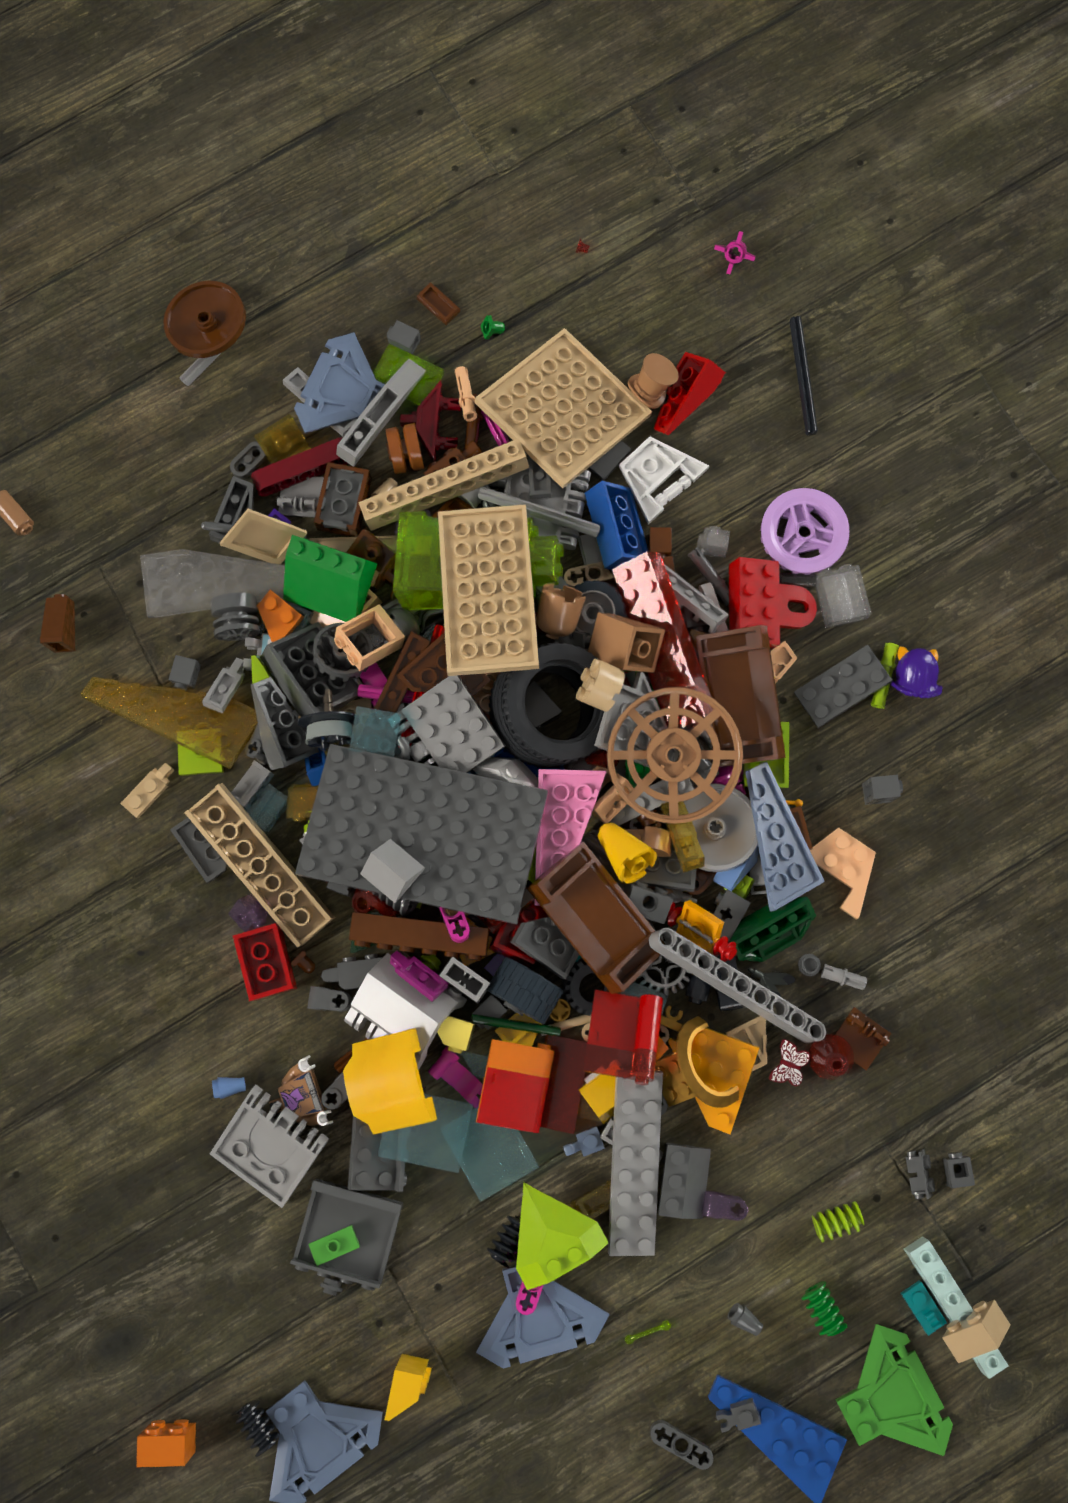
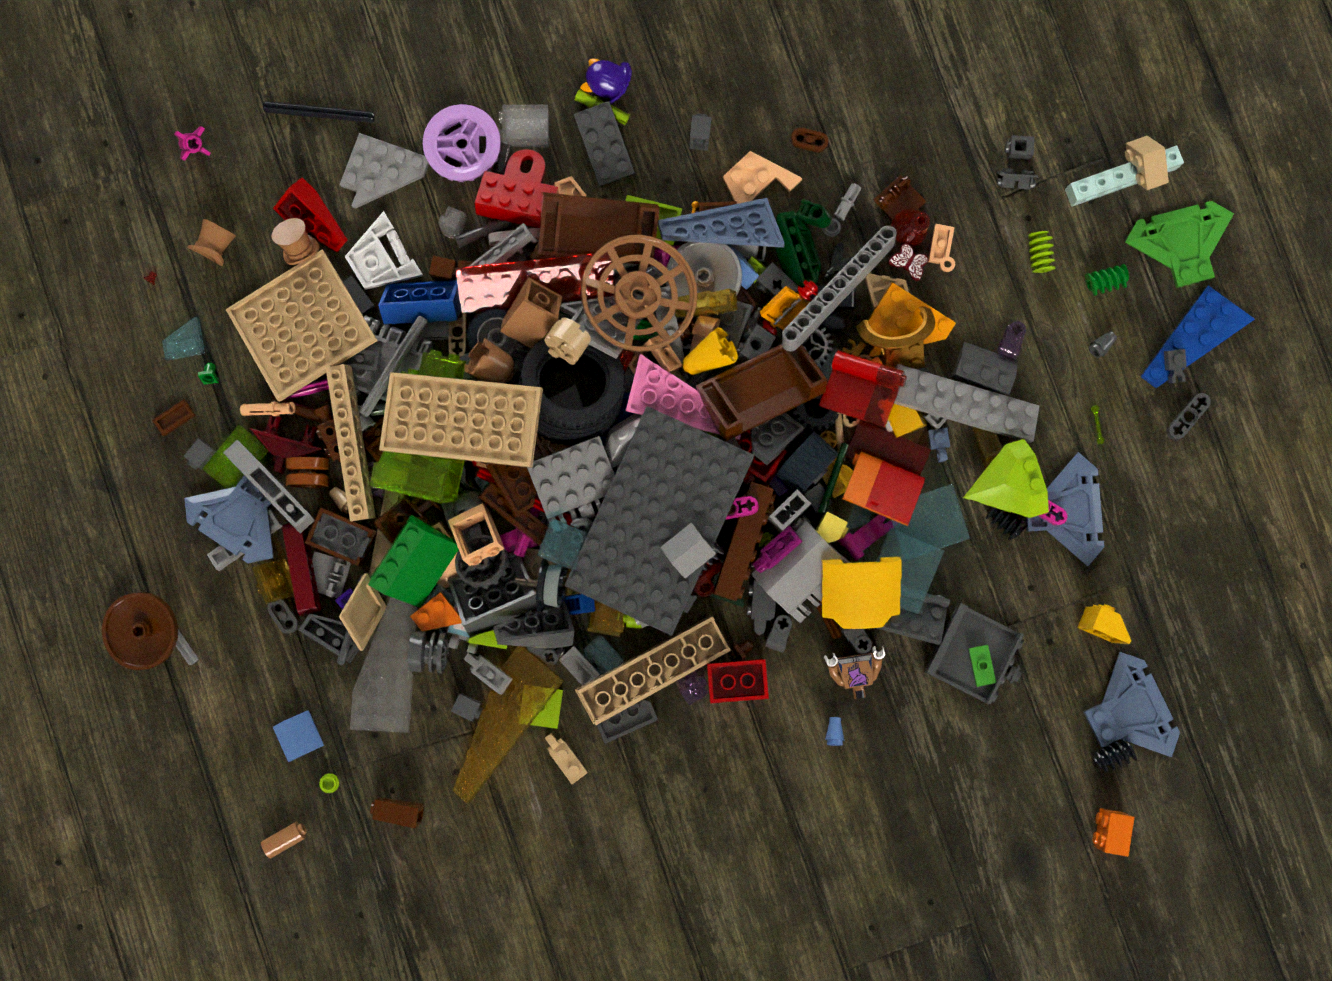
camera: 80 degrees left, 5 degrees up
(79, 547) = (329, 783): none -> lime plate
(124, 505) = (298, 736): none -> medium blue slope
(266, 1149) = (894, 707): light grey hinge -> none
(521, 296) = (185, 341): none -> clear light blue wing
(633, 297) = (212, 241): none -> medium nougat hat
(755, 453) = (380, 169): none -> light grey wing
(817, 1099) = (941, 246): none -> light nougat hinge
(818, 940) = (811, 213): none -> dark green piece
(908, 918) = (810, 138): none -> reddish brown plate
(923, 1308) = (1120, 201): teal plate -> none

